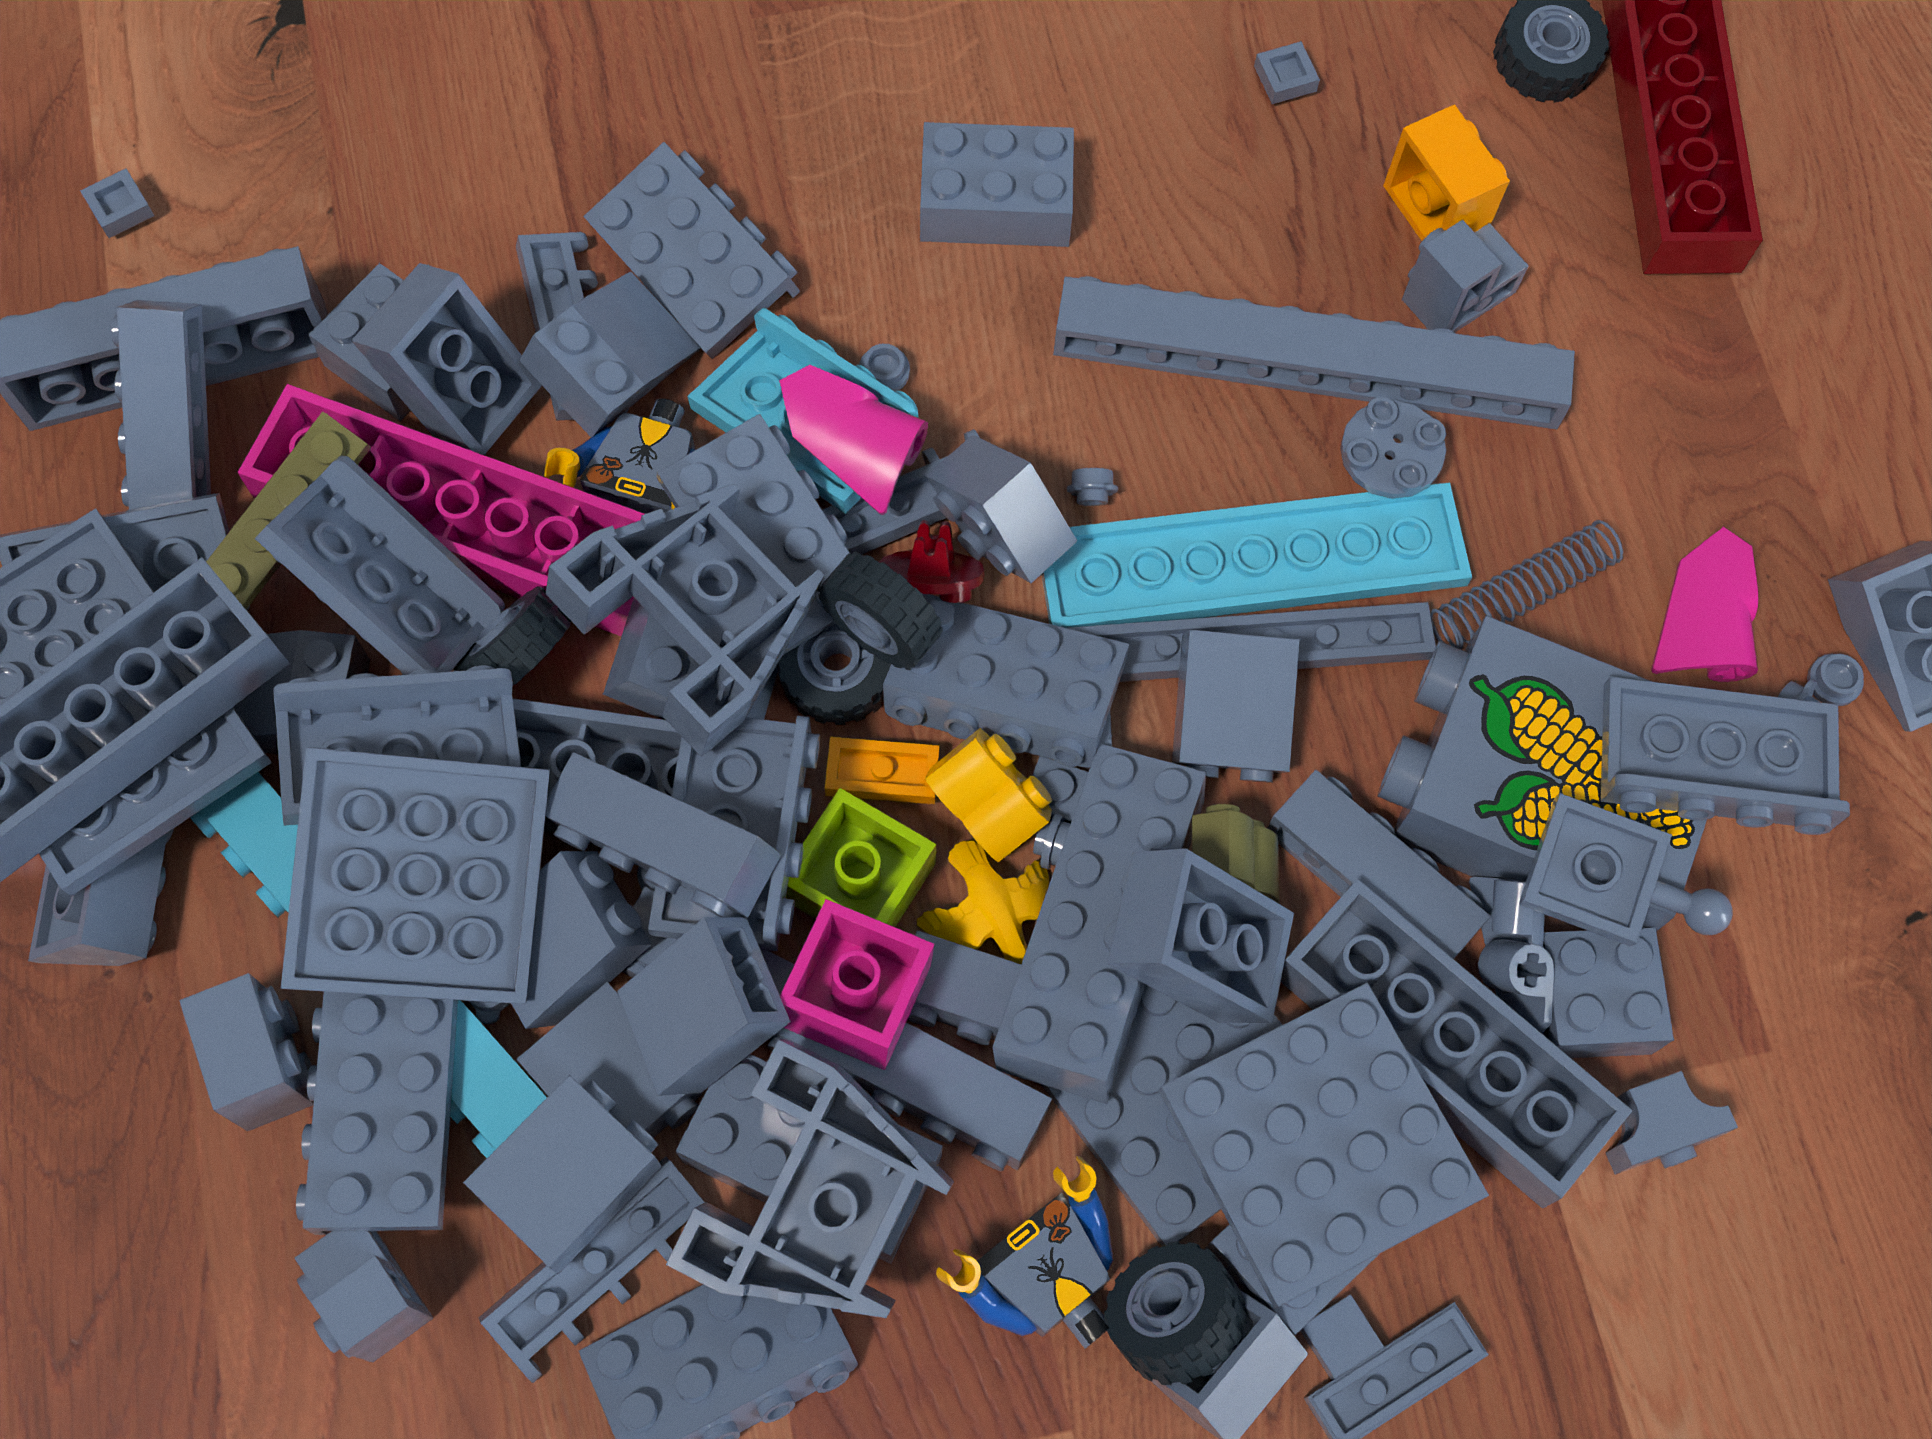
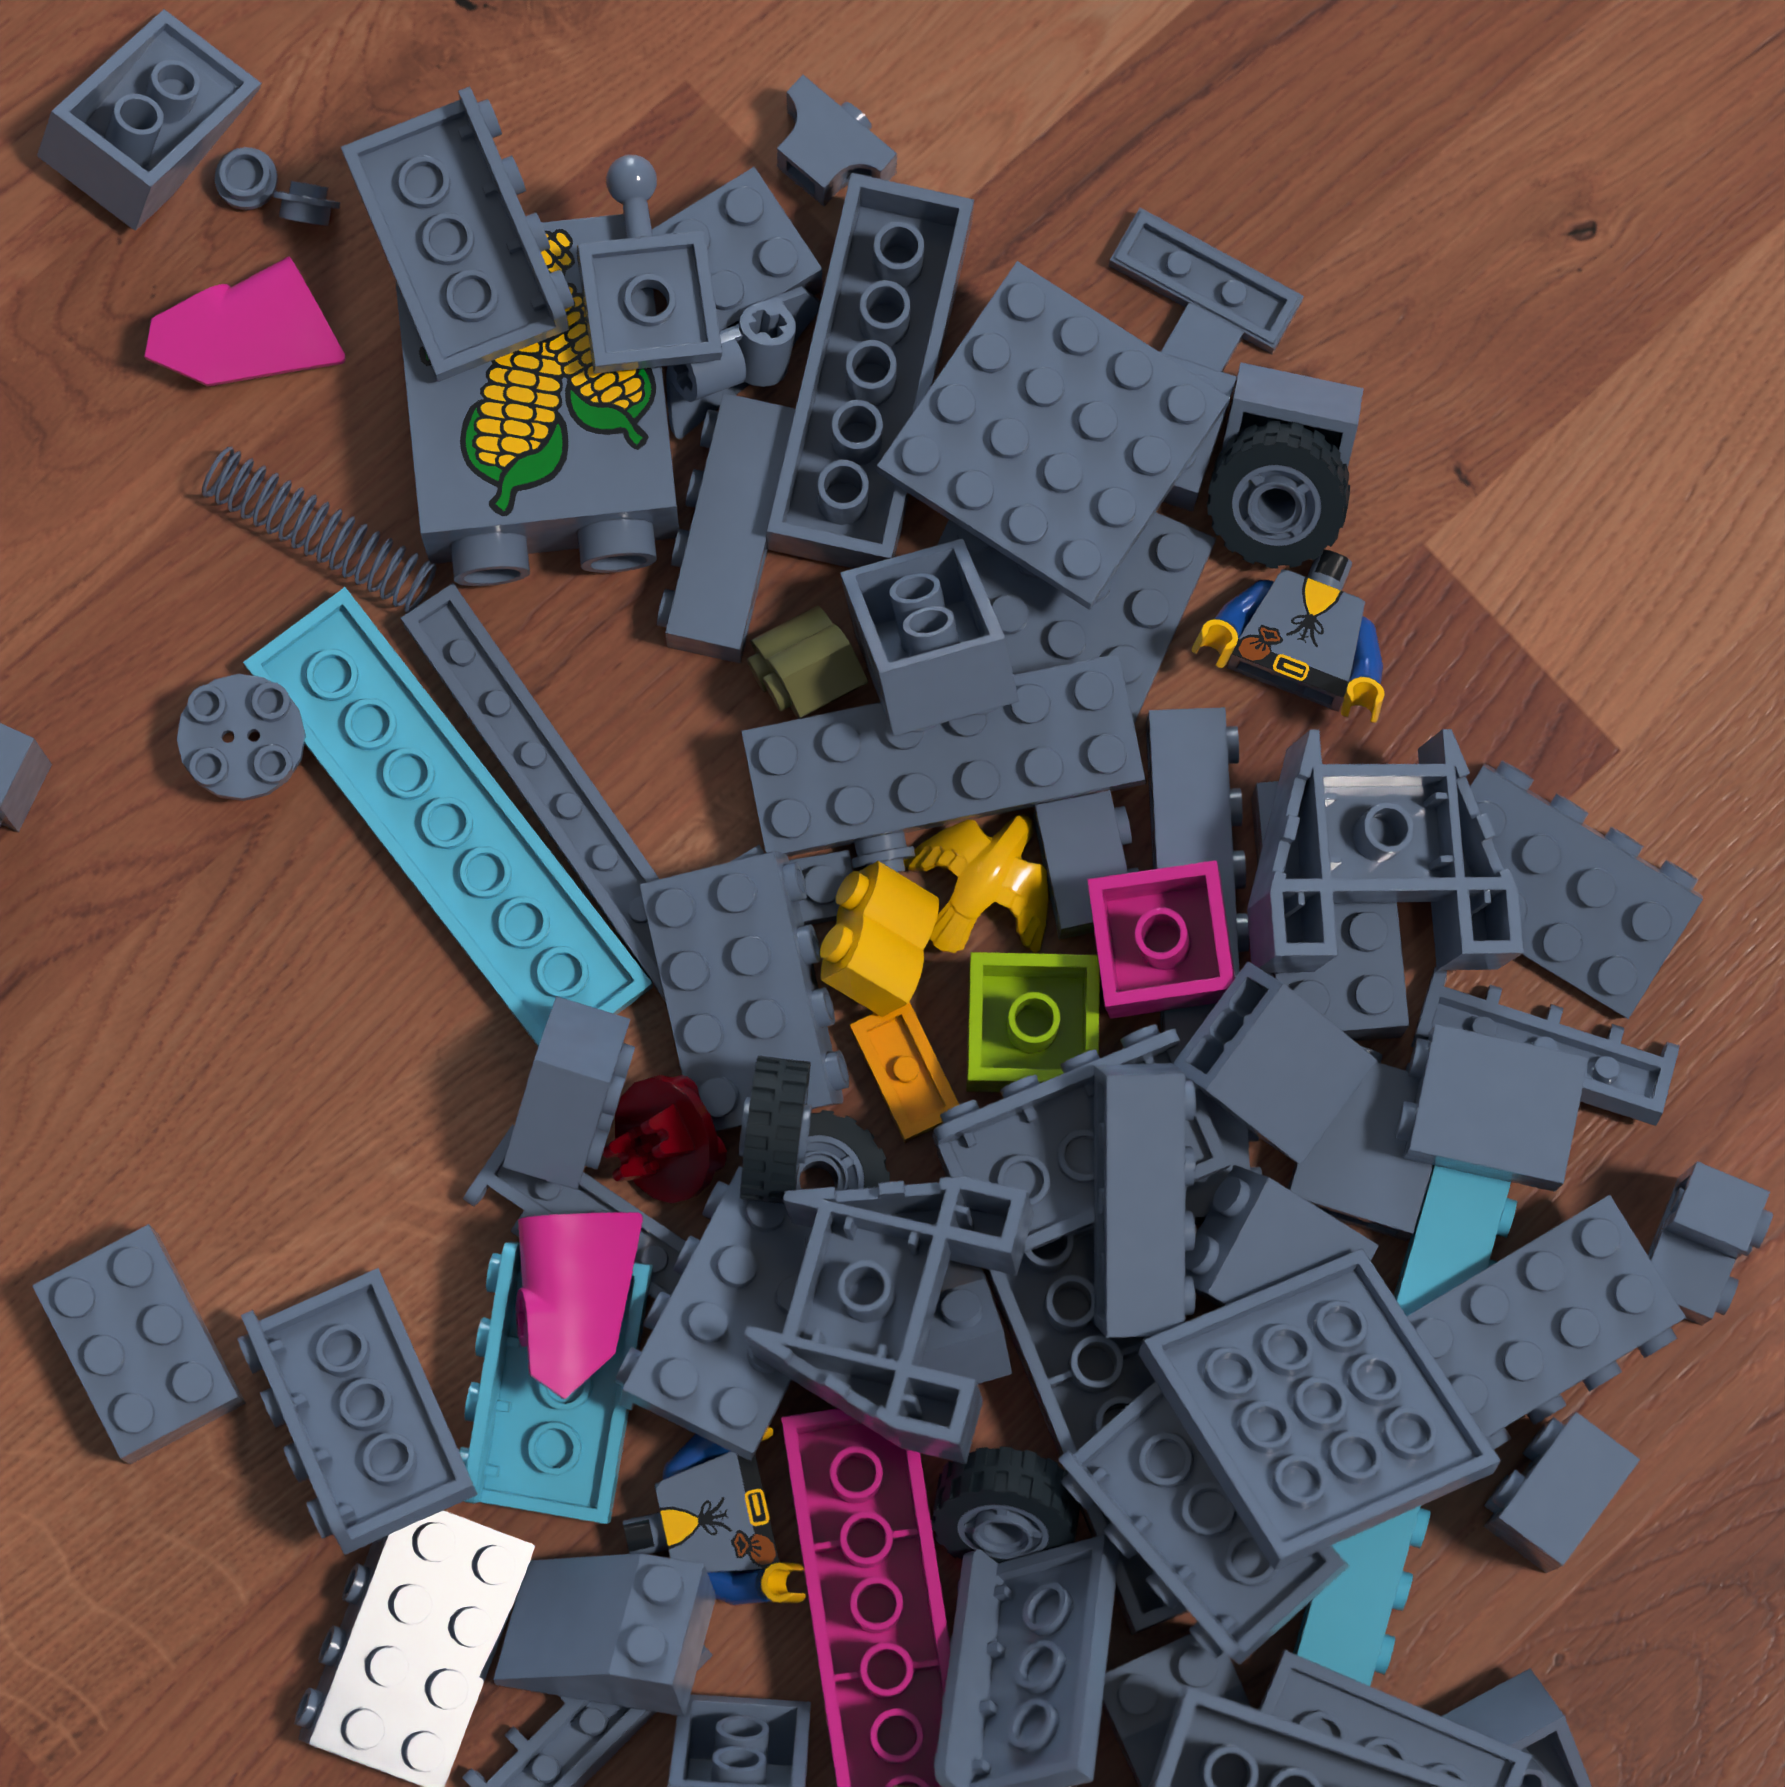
camera: 120 degrees left, 10 degrees up
(864, 273) = (356, 1412): none -> sand blue bracket
(887, 365) = (442, 1340): sand blue plate -> none
(1092, 486) = (457, 1035): sand blue plate -> none
(1235, 704) = (636, 750): sand blue brick -> none
(1314, 352) = (159, 888): sand blue brick -> none

